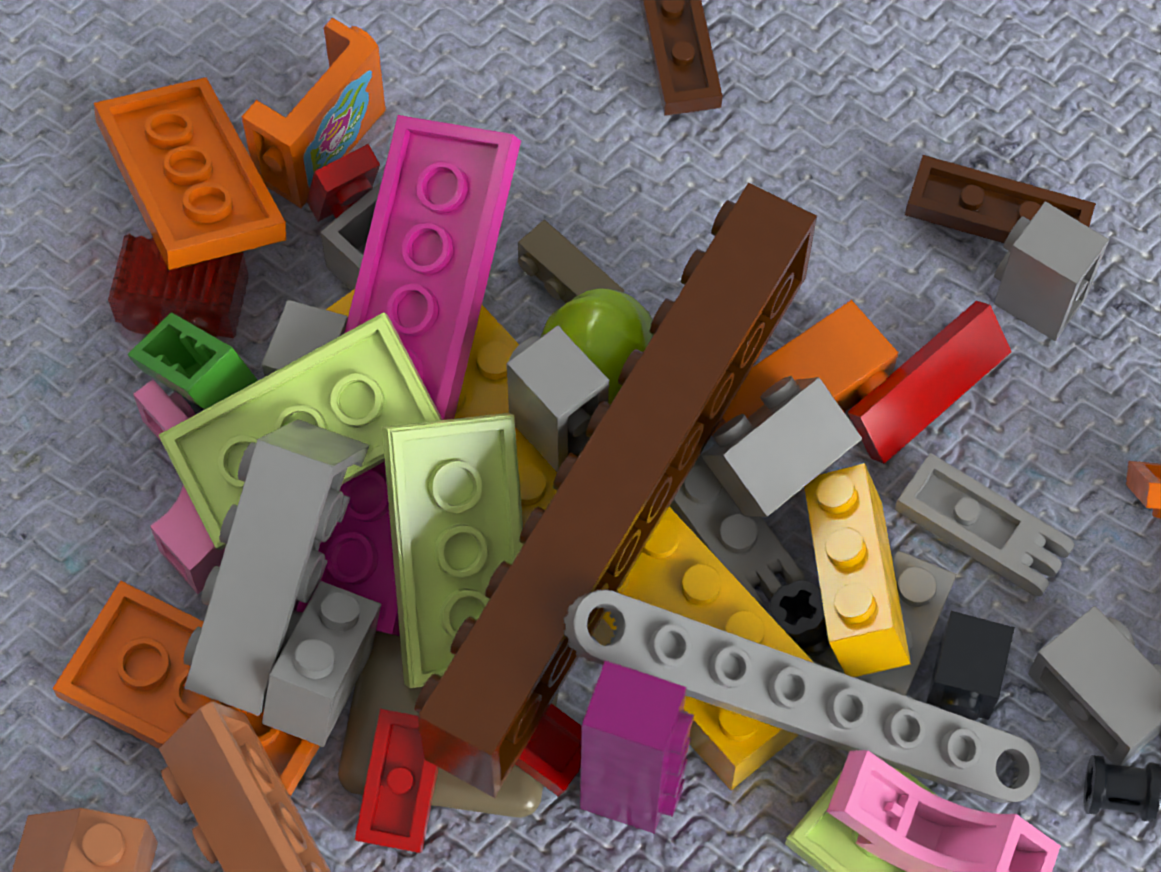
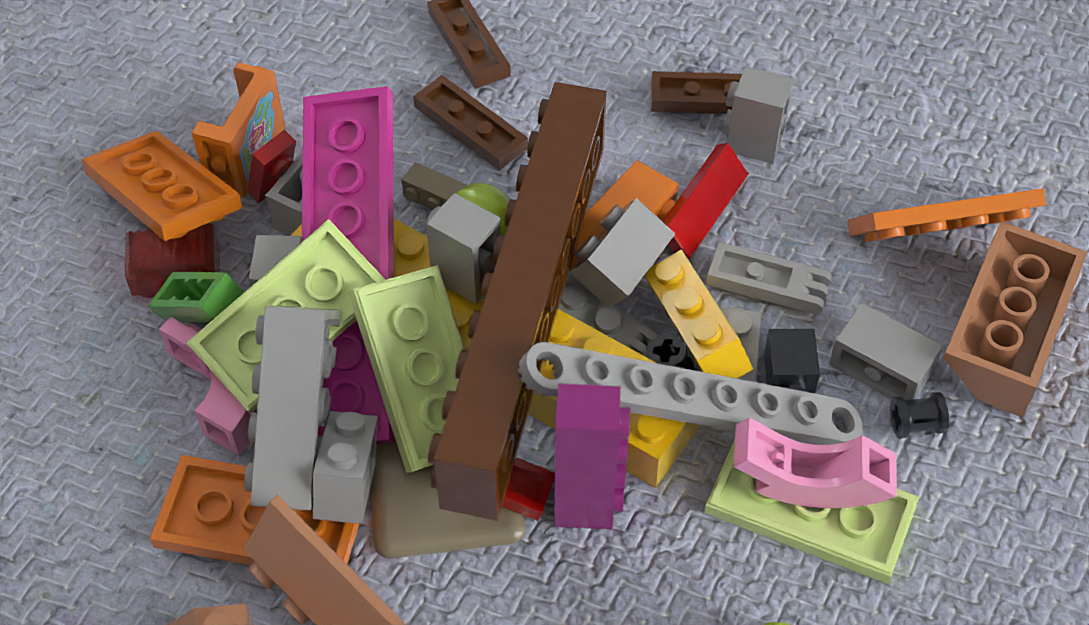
camera: 15 degrees left, 10 degrees down
(397, 786) = (422, 537): red plate -> none
(641, 171) = (471, 122): none -> reddish brown plate

